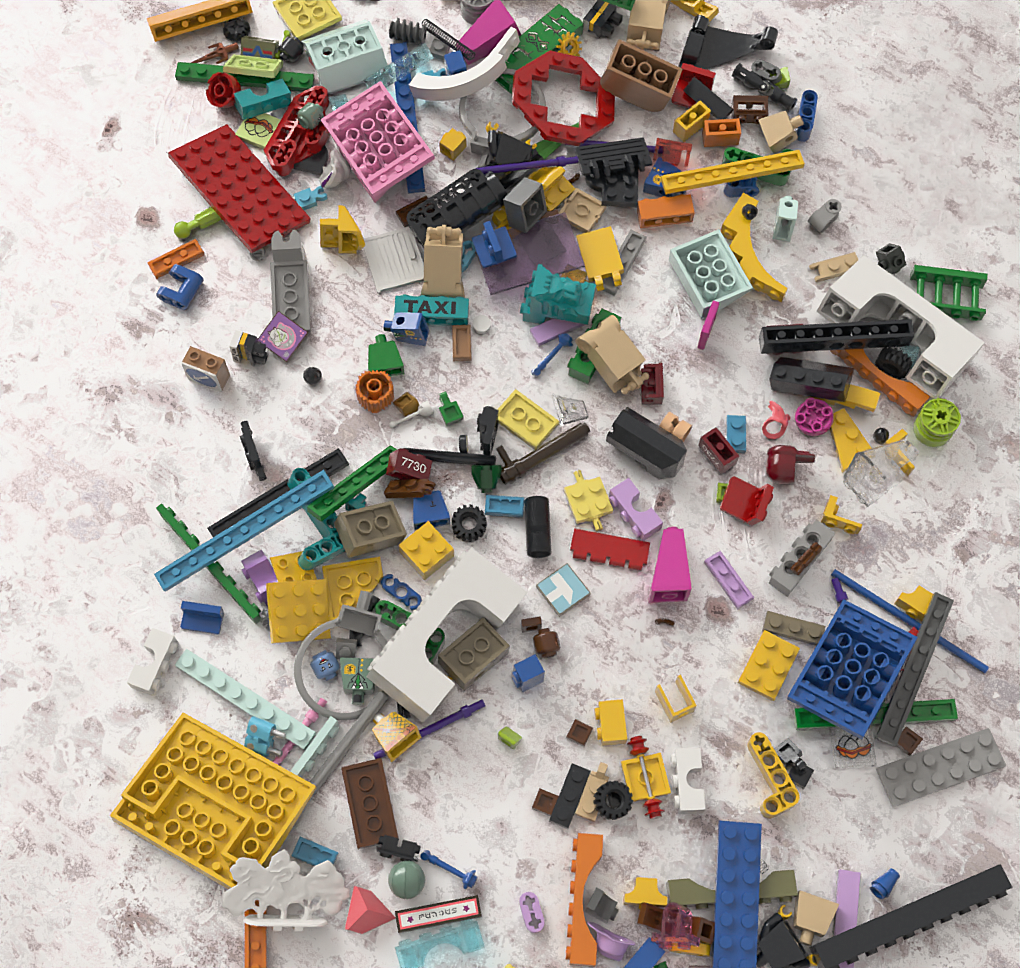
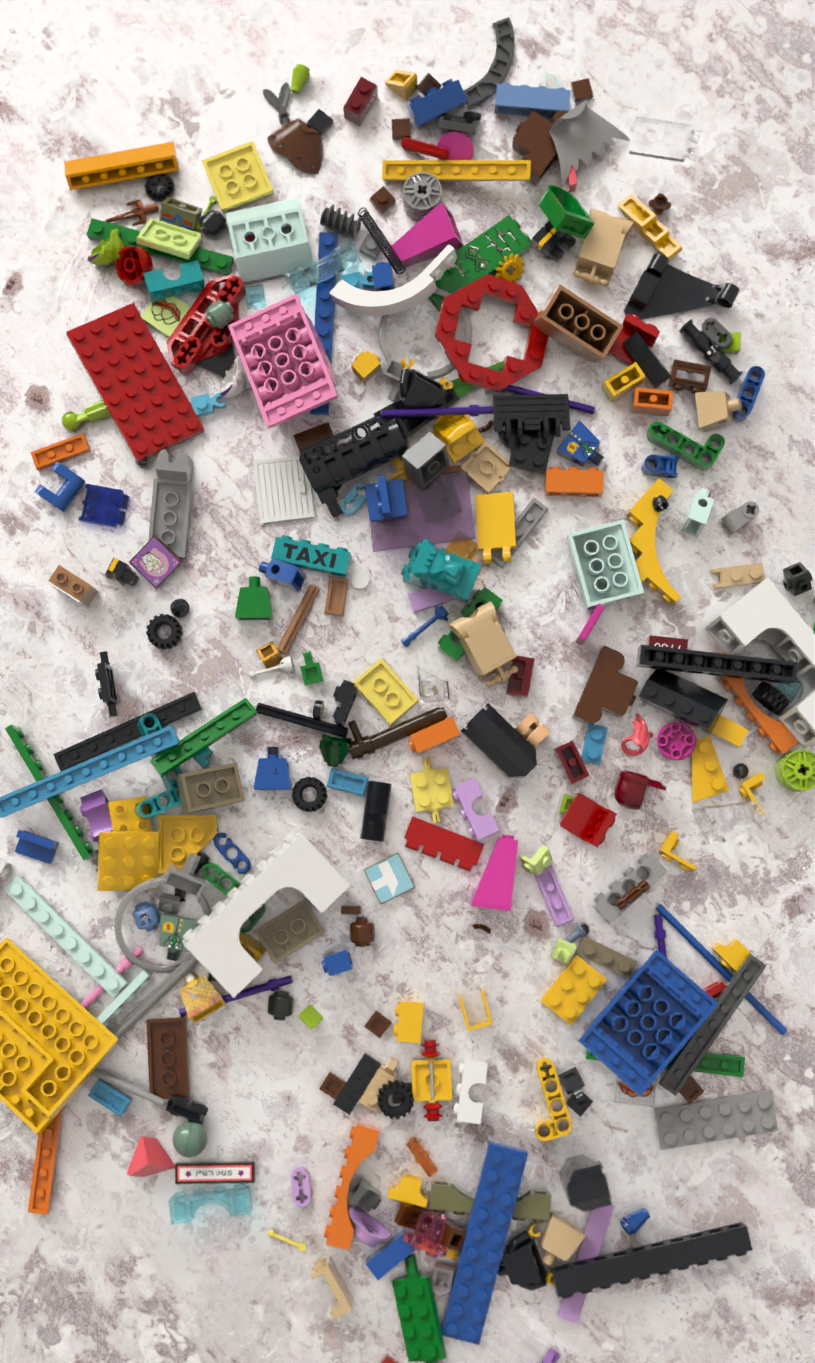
camera: 15 degrees right, 15 degrees up
(197, 84) = (107, 250): none -> lime hair
(225, 299) = (104, 506): none -> clear blue plate
(260, 737) = (76, 978): medium azure piece -> none
(281, 886) = (71, 1130): white plant -> none
(306, 407) = (153, 628): none -> black tyre
(332, 838) = (129, 1087): none -> light grey piece
(341, 233) = (234, 455): yellow piece -> none
(382, 394) = (243, 628): orange brick -> none
(408, 465) = (259, 728): dark red brick -> none
(409, 488) = (255, 750): reddish brown hinge -> none
(426, 550) = (262, 816): yellow brick -> none
(429, 367) = (298, 619): none -> medium nougat axle
(441, 11) = (382, 199): none -> reddish brown plate
(443, 262) = (330, 512): tan piece -> none
(468, 879) = (247, 1146): blue piece -> none
(476, 729) = (280, 1005): none -> pearl dark grey head
(581, 446) = (434, 736): none -> orange brick
(651, 857) = (421, 1157): none -> clear orange pin
(672, 151) = (594, 418): clear red panel -> none
(706, 548) = (538, 862): none -> yellowish green bracket
(732, 171) = (652, 454): yellow plate -> none
(736, 381) = (606, 689): none -> reddish brown brick
(750, 628) = (563, 951): none -> yellowish green tile
(763, 606) = (581, 930): none -> sand blue piece
(827, 842) = (585, 1183): none -> black brick

